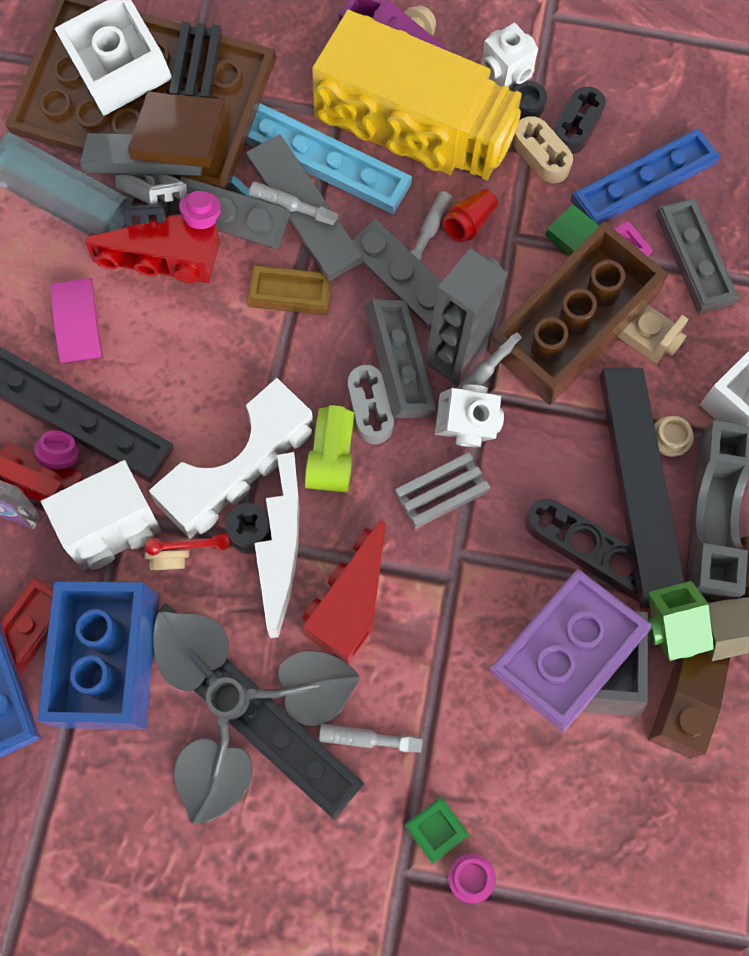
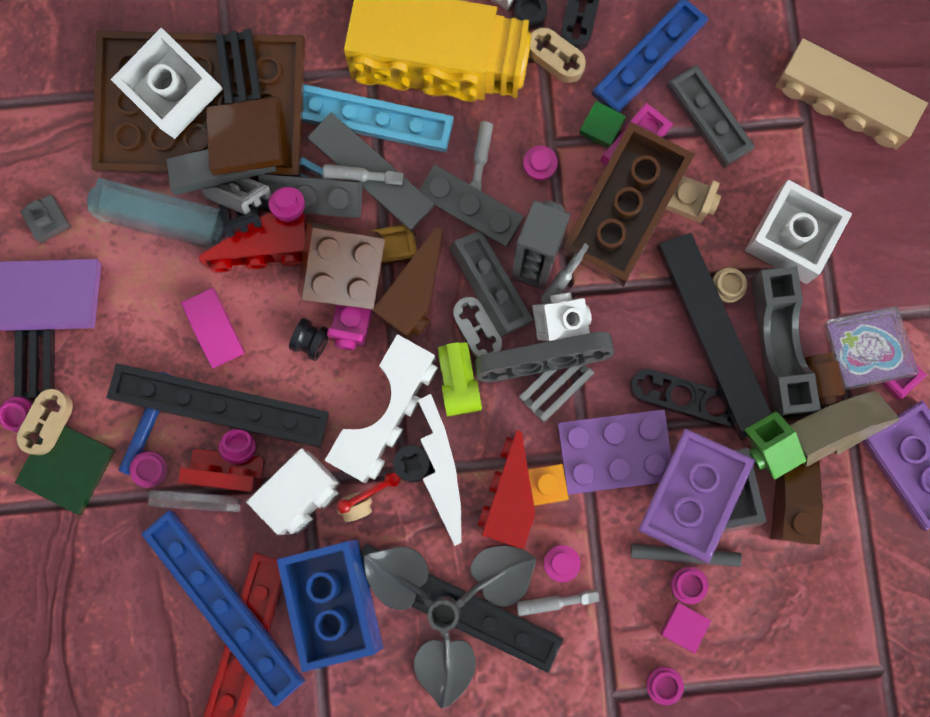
camera: 10 degrees left, 10 degrees up
(177, 361) = (309, 339): none -> black wheel
(229, 360) = (350, 327): none -> dark pink bracket
(238, 286) = (340, 265): none -> brick
(306, 345) = (410, 296): none -> reddish brown slope
(388, 693) = (562, 563): none -> dark pink plate
(398, 598) = (548, 484): none -> light orange plate
(436, 830) = (628, 657): green tile -> none
(469, 215) = (512, 136): red cone -> none
(482, 451) = (544, 357): none -> dark grey beam
(486, 582) = (614, 451): none -> medium lavender plate
(496, 246) = (540, 162): none -> dark pink plate
(516, 814) = (685, 627): none -> dark pink tile
(534, 764) = (689, 585): none -> dark pink plate
(539, 727) = (667, 553): none -> dark grey bar

